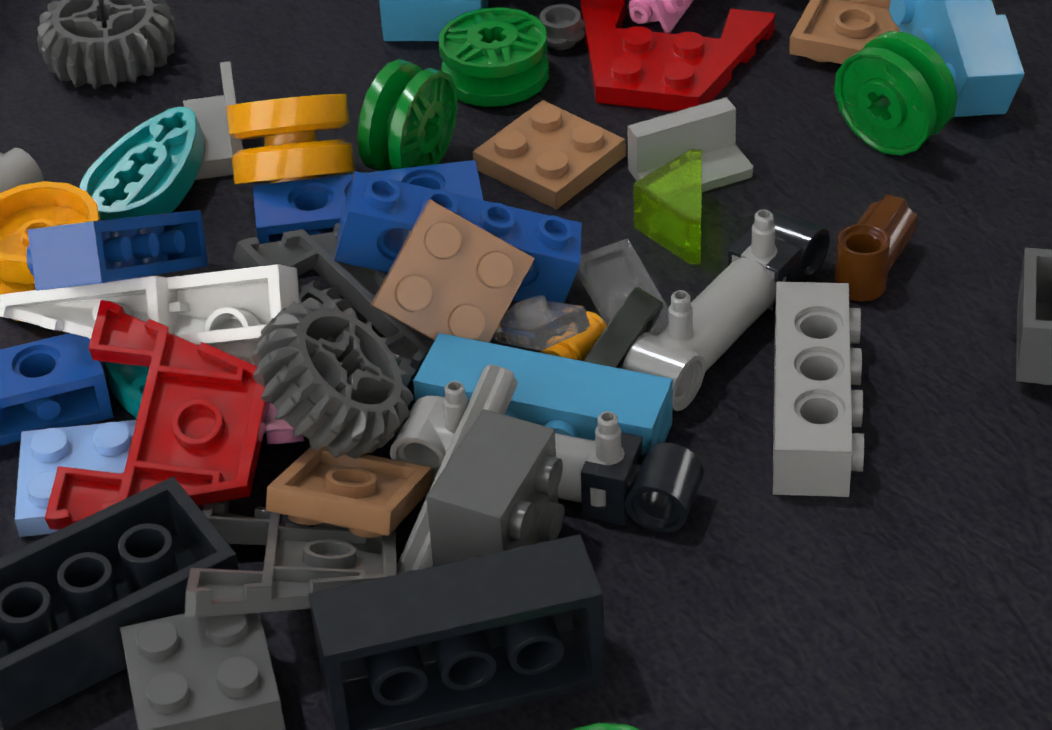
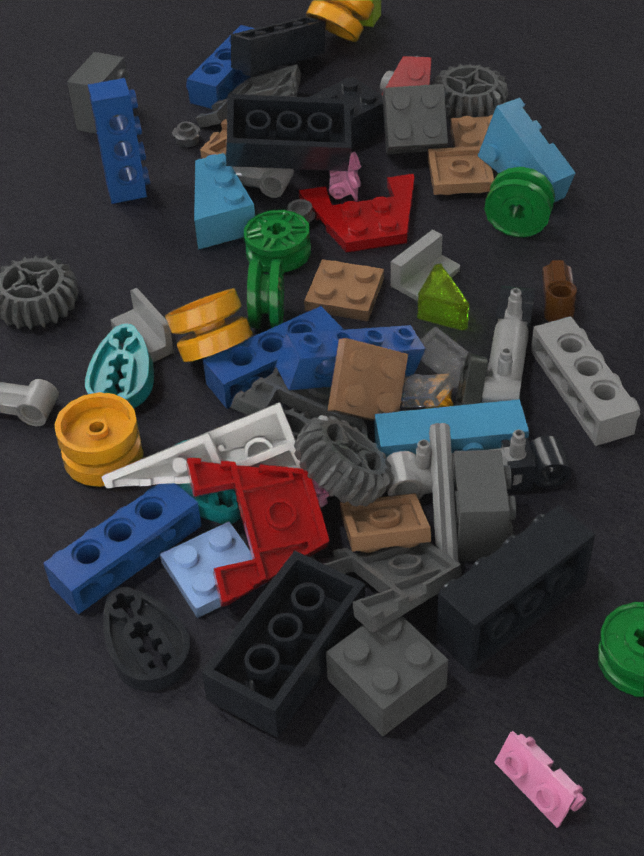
camera: 25 degrees left, 5 degrees up
(115, 249) = (164, 425): blue brick -> none

